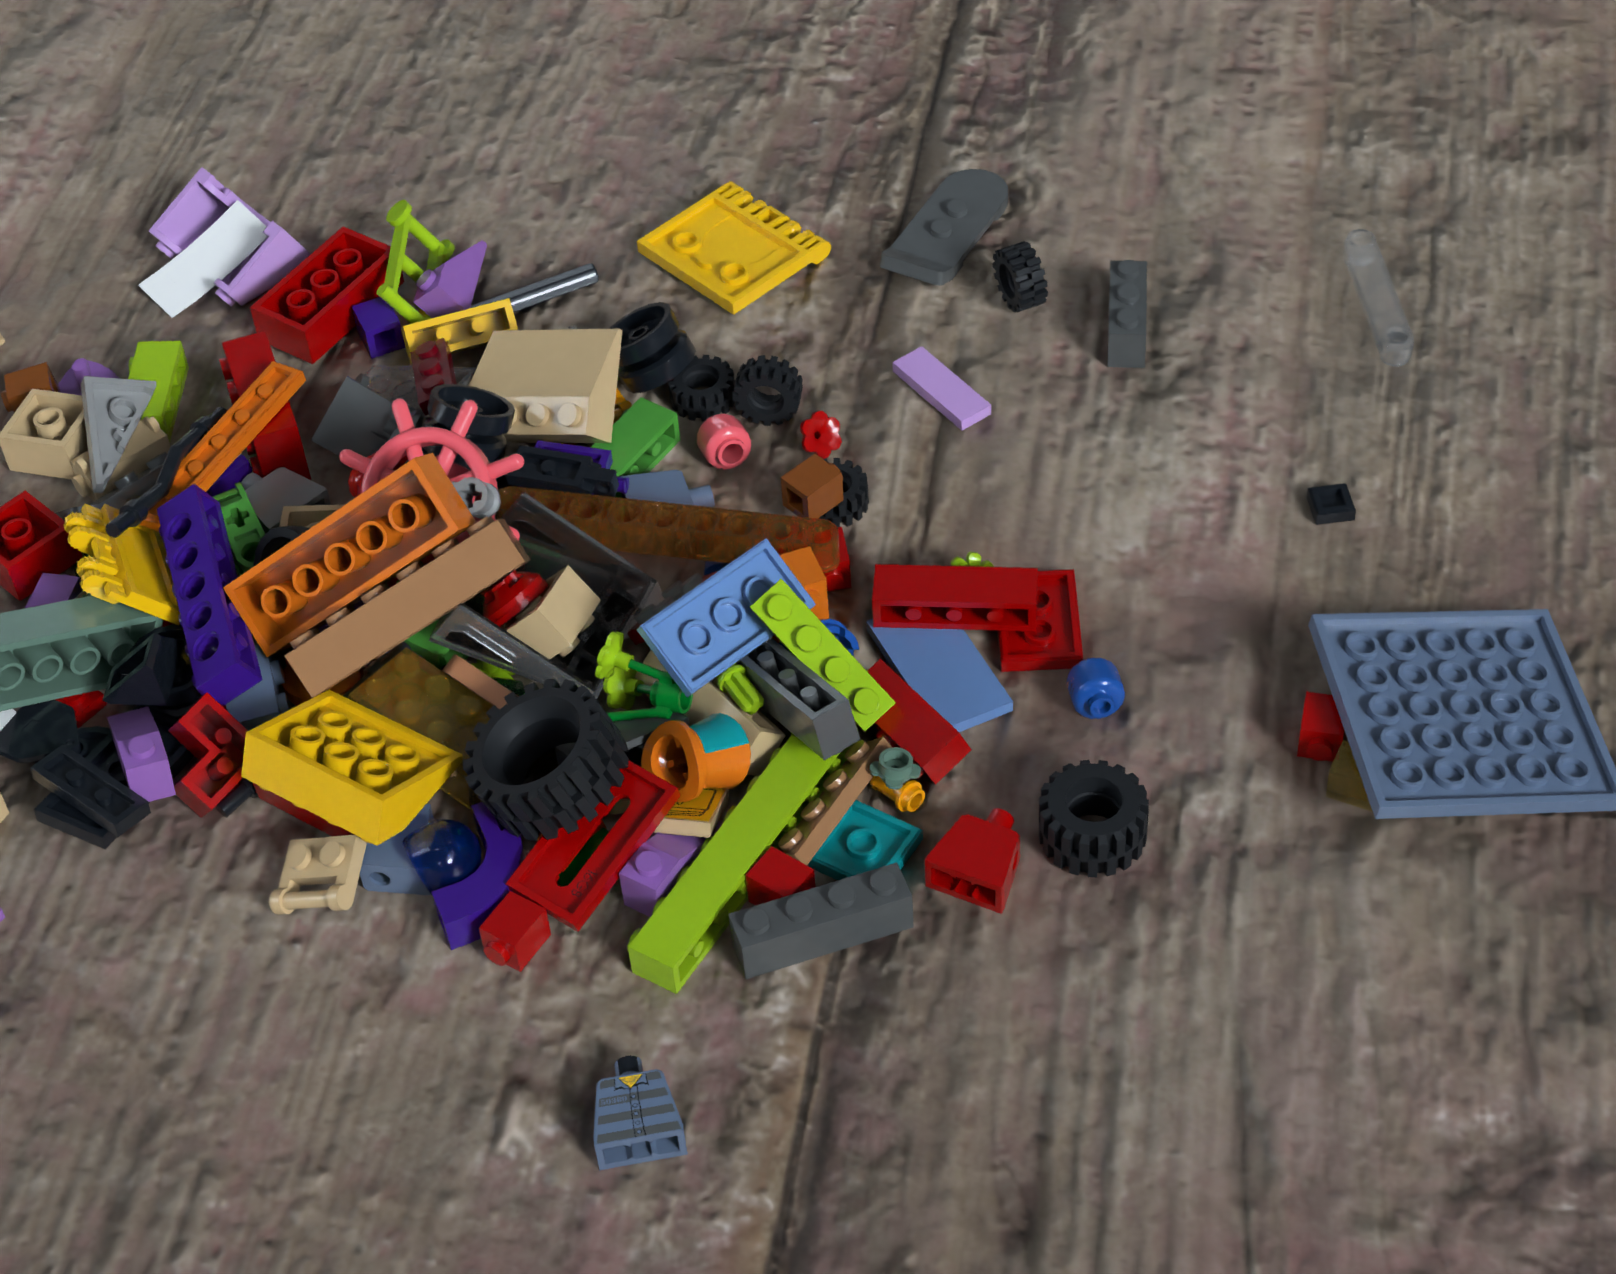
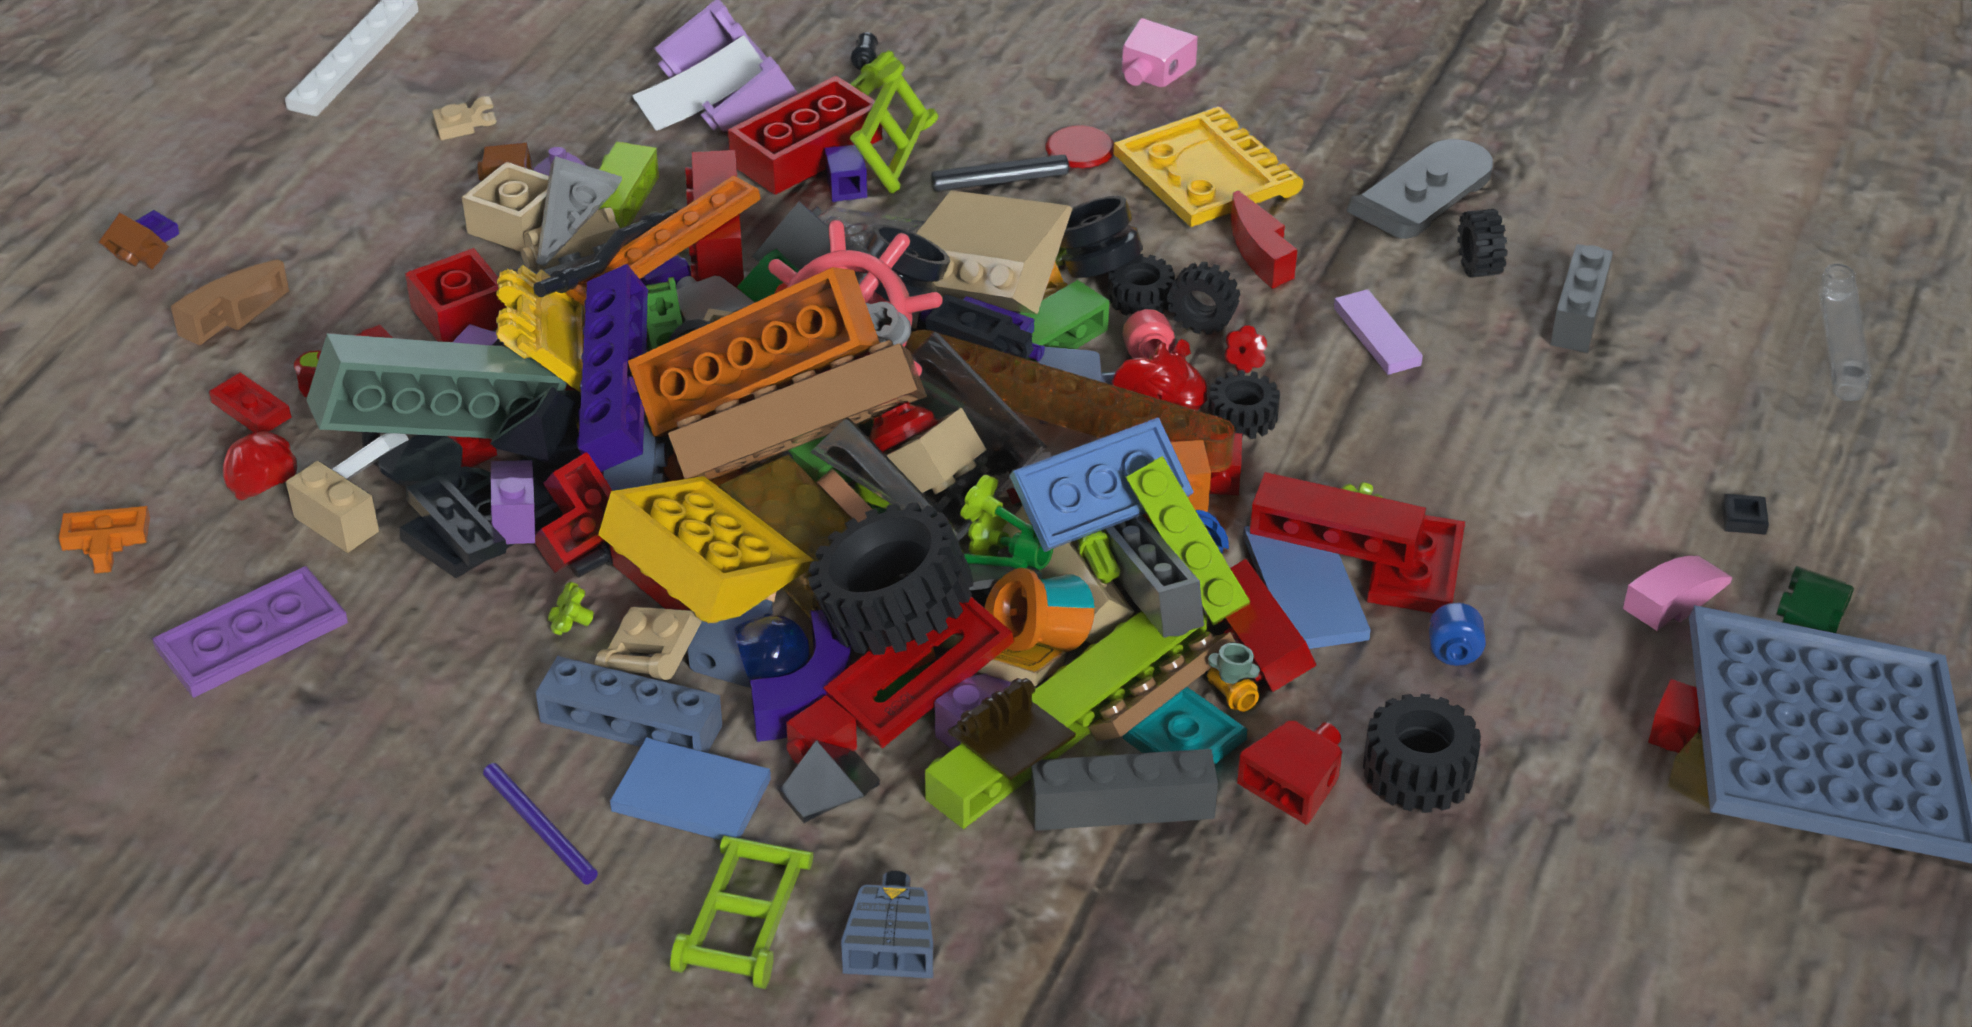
camera: 10 degrees right, 5 degrees down
(228, 855) = (569, 610): none -> lime plant
(260, 1086) = (540, 823): none -> dark purple bar
(317, 946) = (627, 706): none -> sand blue brick
(327, 468) = (760, 281): none -> green brick
(362, 194) = (865, 50): none -> black pin
(376, 213) = (868, 79): none -> lime axle
(400, 1017) = (690, 790): none -> medium blue tile
(431, 368) = (884, 208): dark red plate -> none
(443, 1182) = (689, 949): none -> lime piece
(452, 284) = (922, 150): medium lavender slope -> none
(463, 328) = (916, 188): yellow brick -> none
(533, 977) = (826, 780): none -> slope
(604, 247) = (1082, 145): none -> piece
(654, 136) = (1157, 54): none -> bright pink torso
(702, 888) = (1011, 730): none -> dark brown hinge
(750, 486) = (1164, 376): none -> red piece
(777, 877) = (1093, 738): red brick -> none
(807, 317) = (1262, 241): none -> red slope
(812, 487) = (1222, 390): dark orange brick -> none
(1285, 598) = (1673, 590): none -> bright pink slope
(1418, 581) = (1816, 601): none -> dark green cylinder

